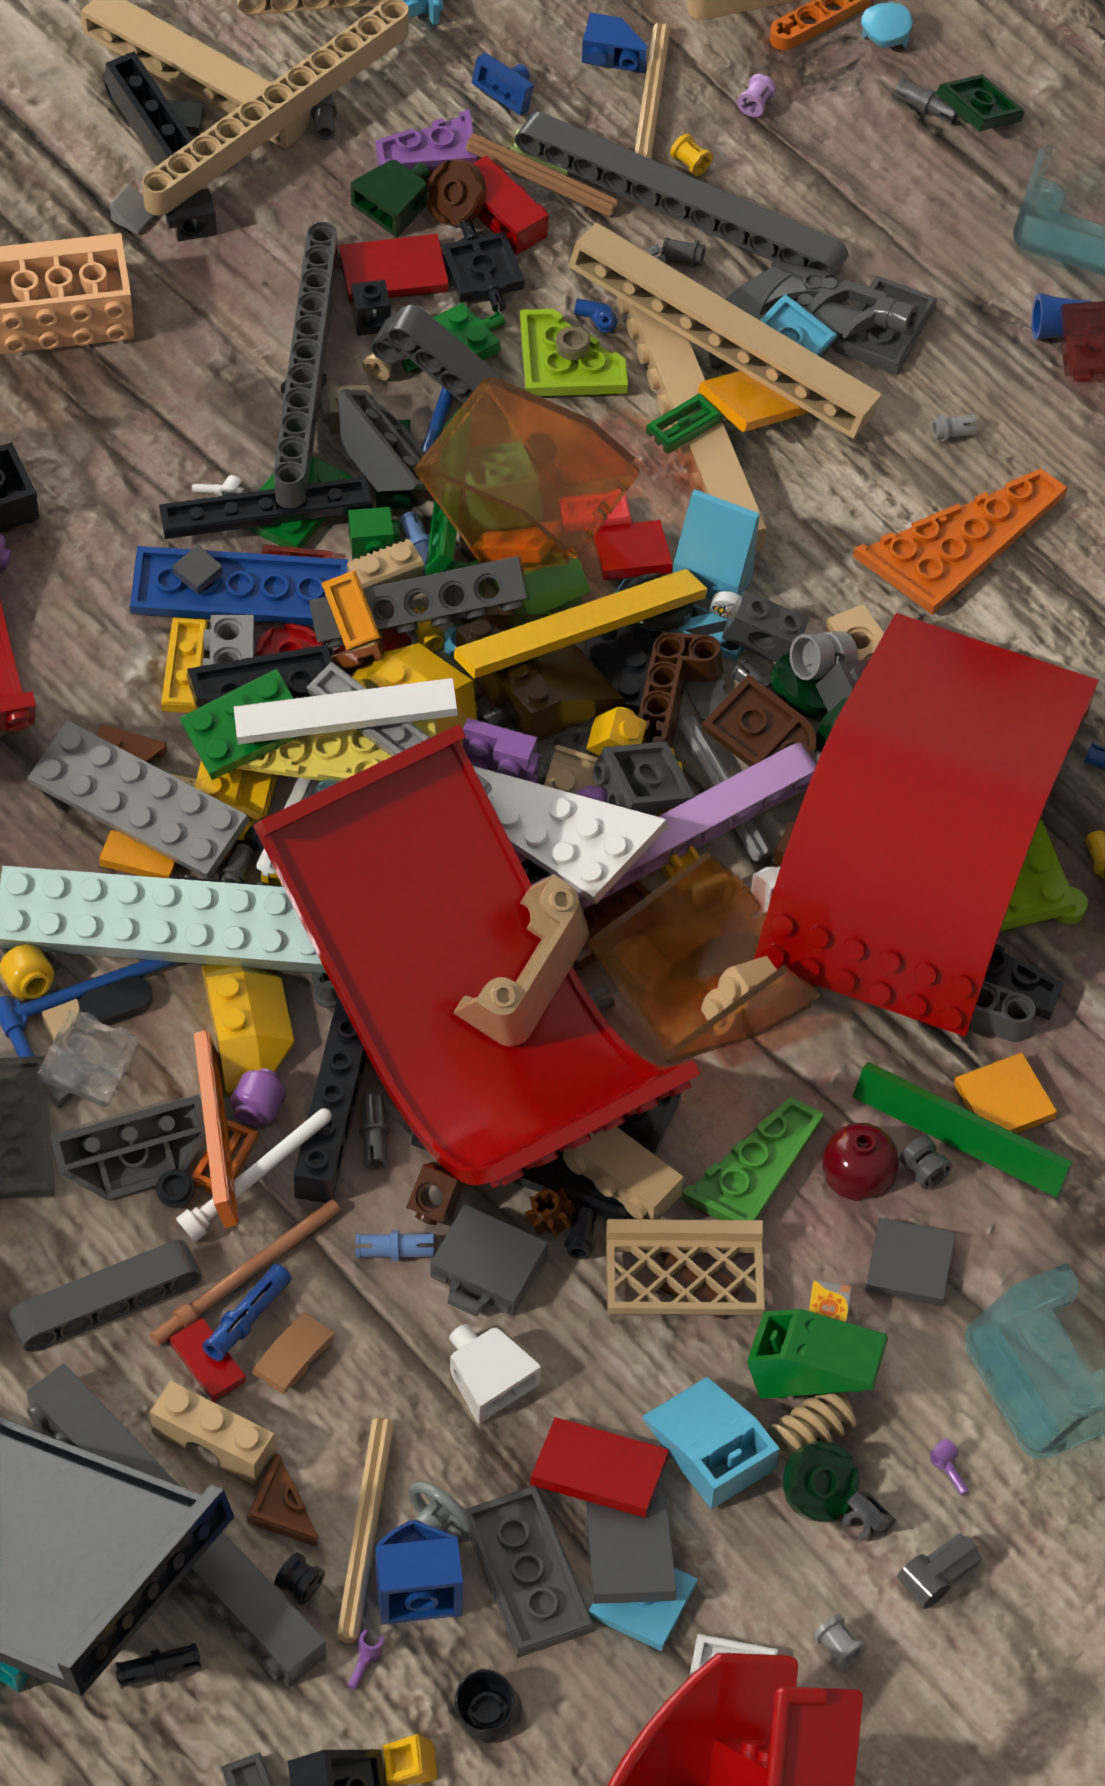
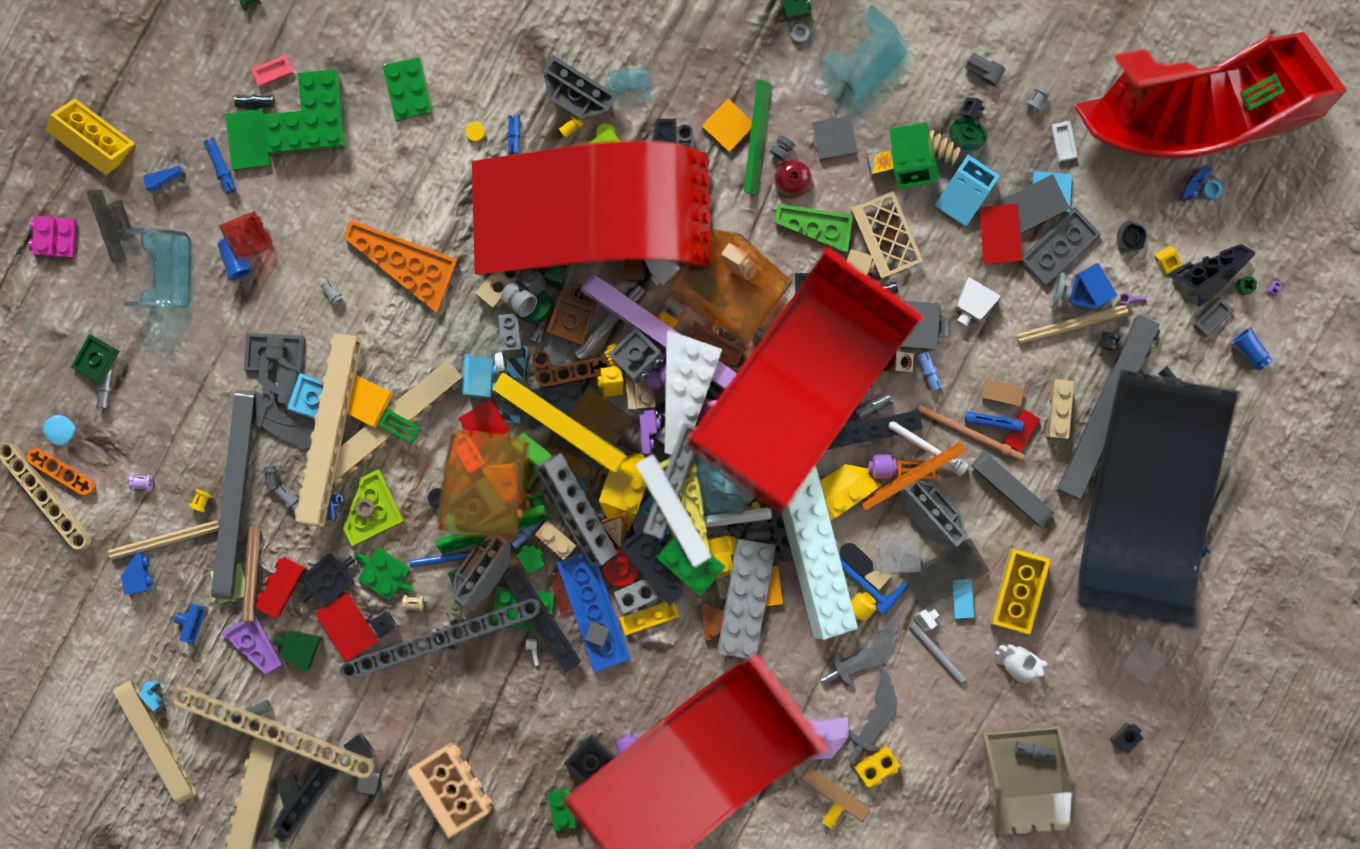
camera: 105 degrees left, 30 degrees up
(175, 1188) = (943, 484): black plate -> none
(281, 1507) = (1077, 366): dark orange tile -> none
(351, 610) = (599, 540): light orange tile -> none
(433, 349) = (410, 570): dark grey beam -> none
(456, 192) = (287, 612): reddish brown tile -> none
(512, 1009) = (804, 364): tan windscreen -> none
(942, 1458) = (927, 87): medium lavender hand -> none

